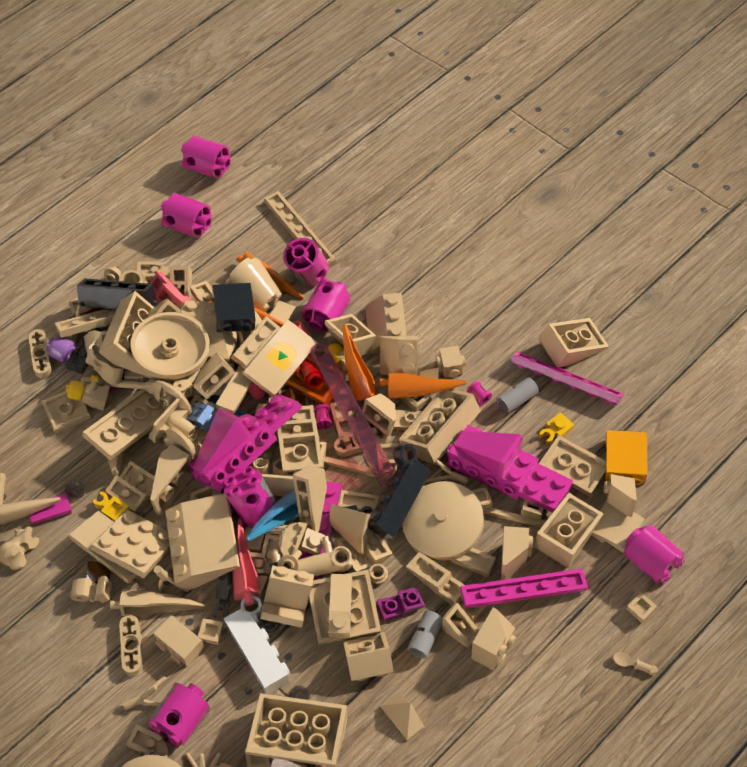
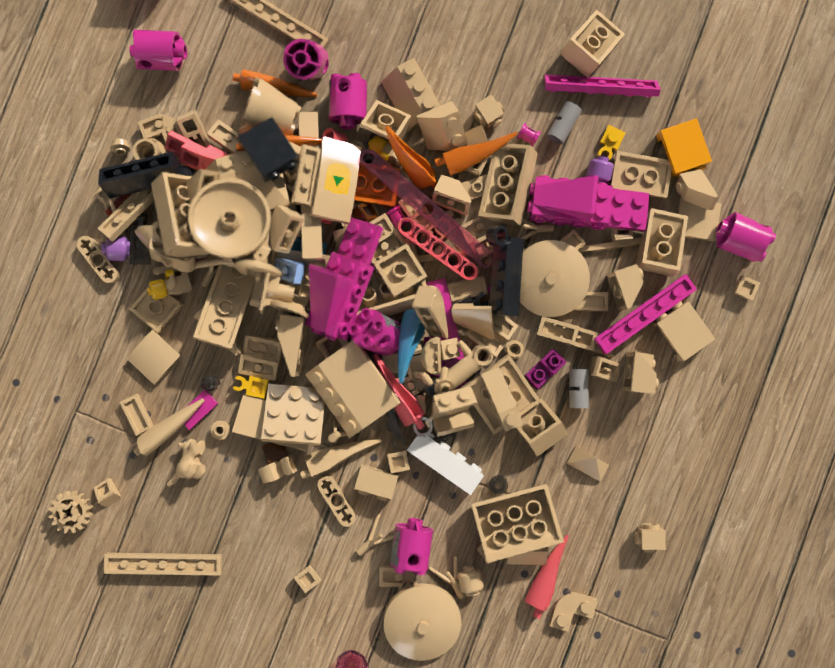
camera: 30 degrees left, 30 degrees up
(38, 448) = (153, 357): none -> tan slope
(60, 707) = (307, 578): none -> tan plate
(61, 539) = (226, 430): none -> tan plate
(311, 375) = (370, 184): red cone -> none
(344, 442) = (445, 252): none -> coral beam
(535, 444) = (601, 168): none -> medium lavender head
(558, 622) = (684, 330): none -> tan panel
(624, 660) = (747, 339): tan piece -> none

